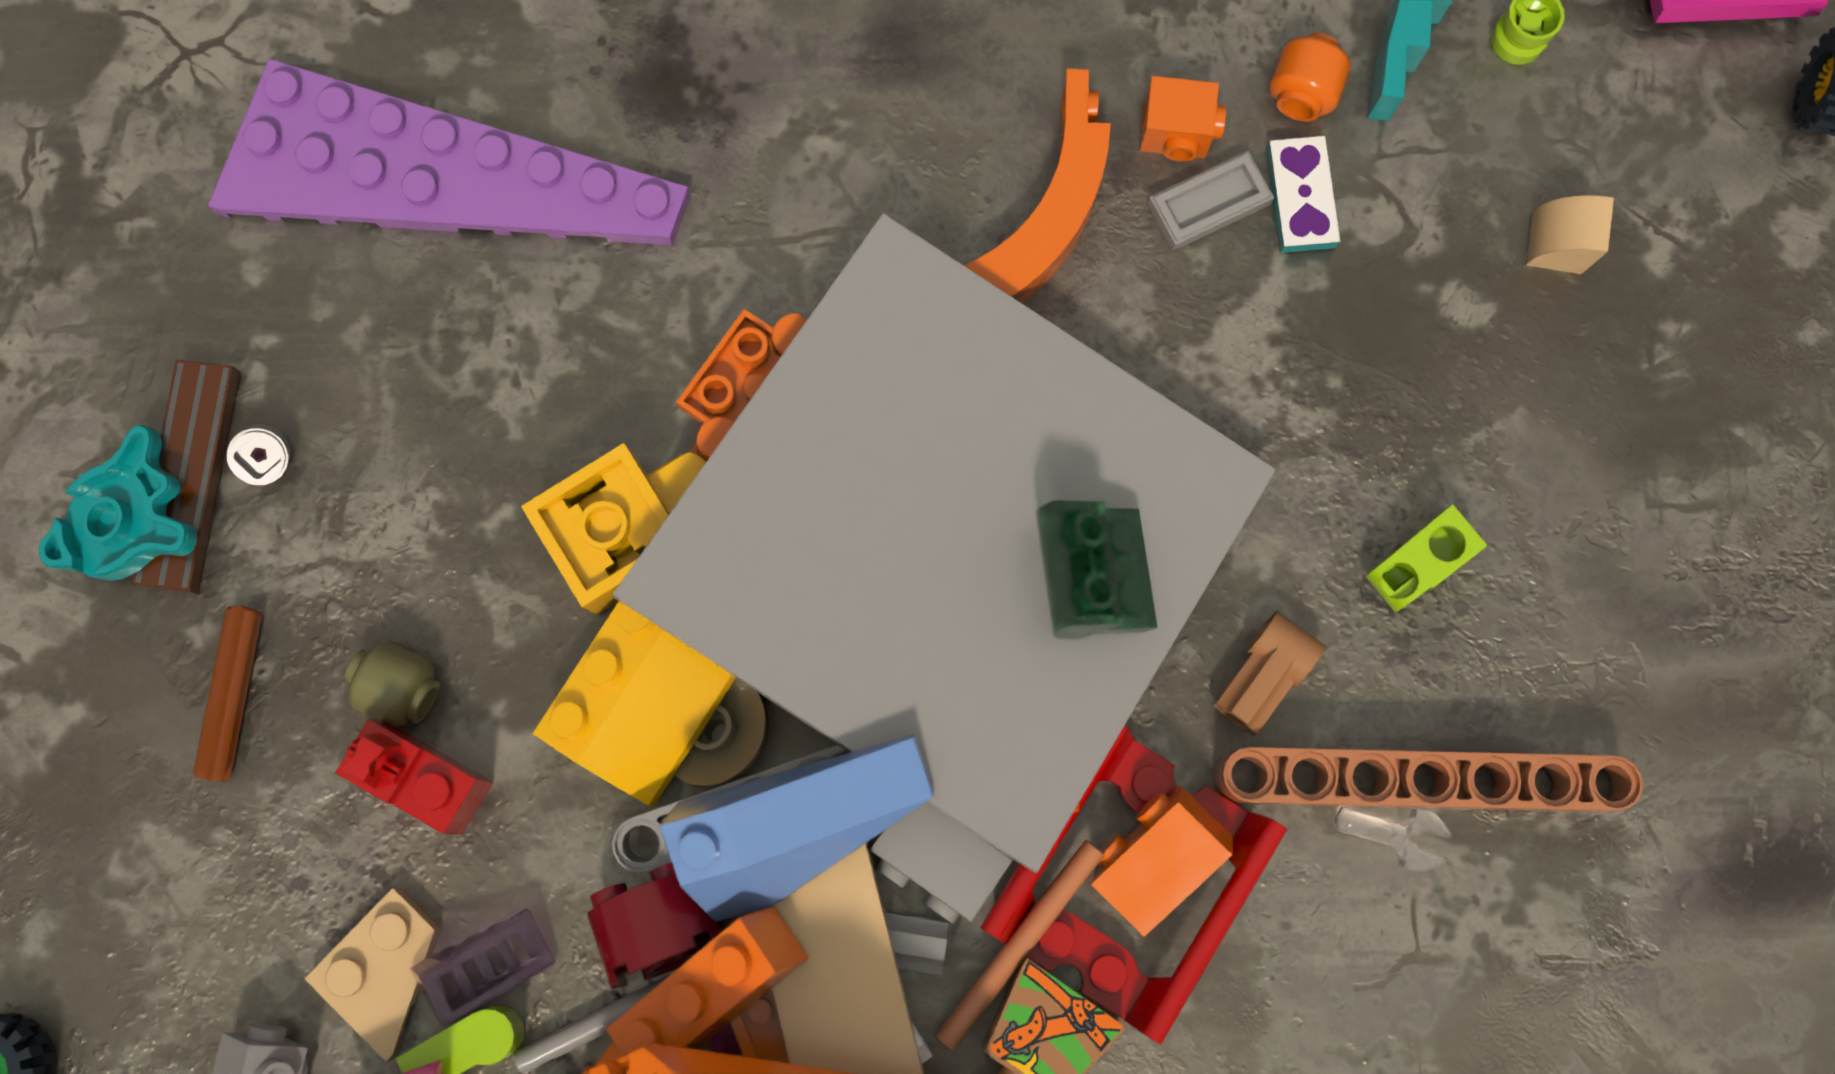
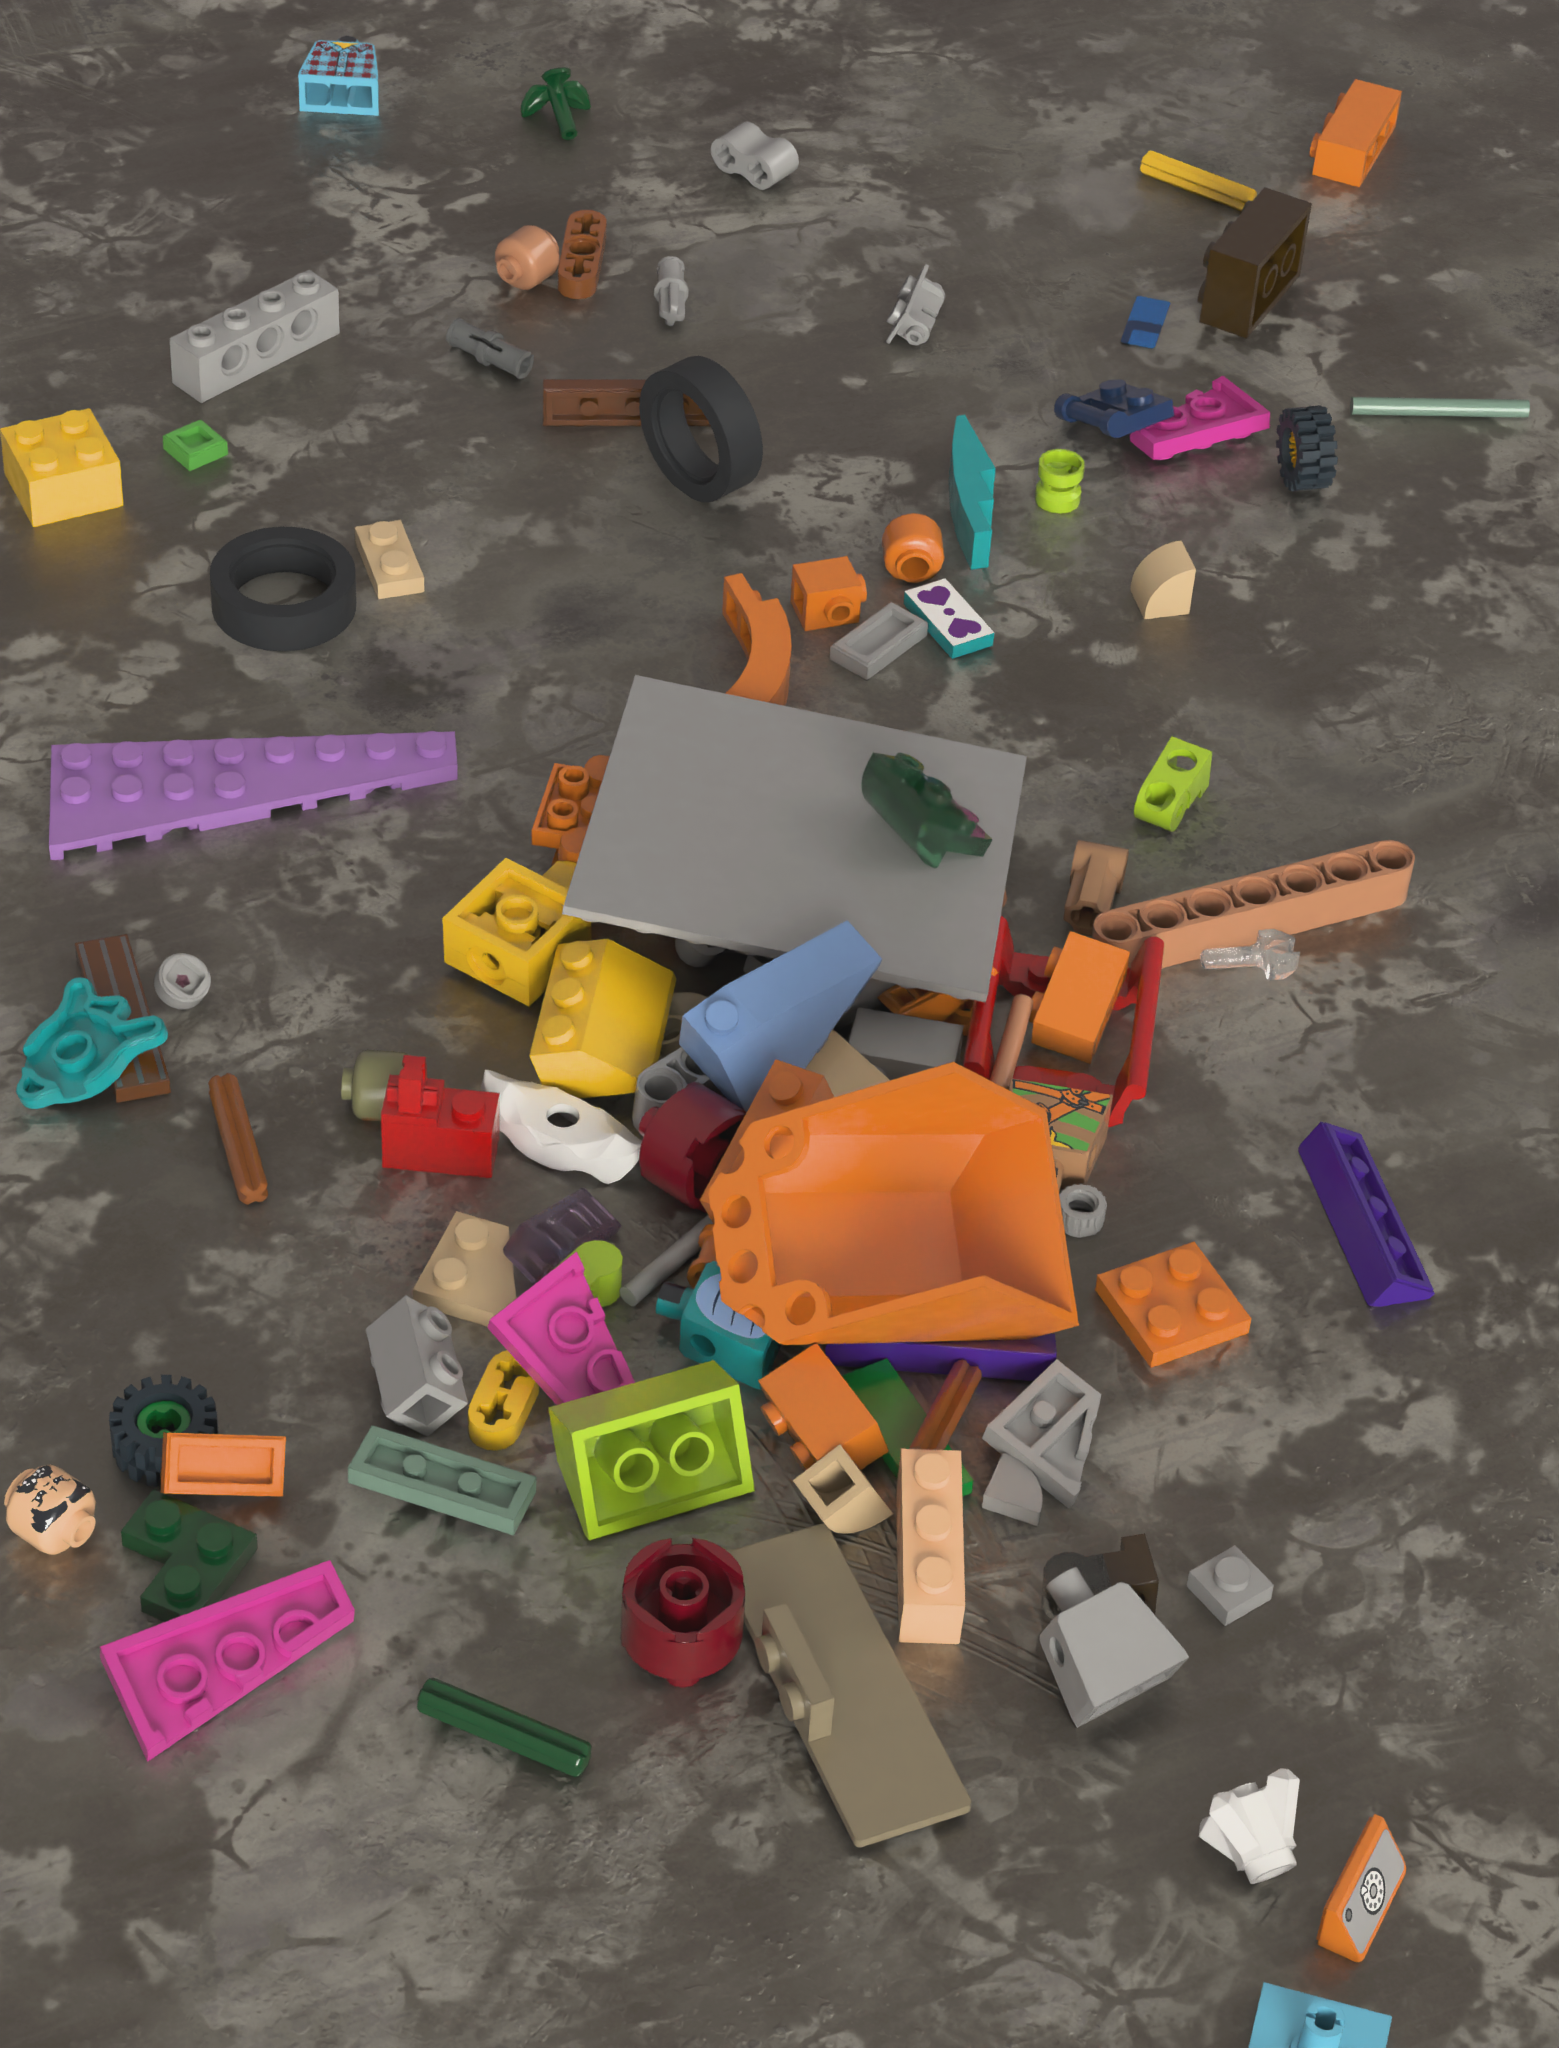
camera: 25 degrees left, 35 degrees down
(580, 844) = (592, 1145): none -> white piece

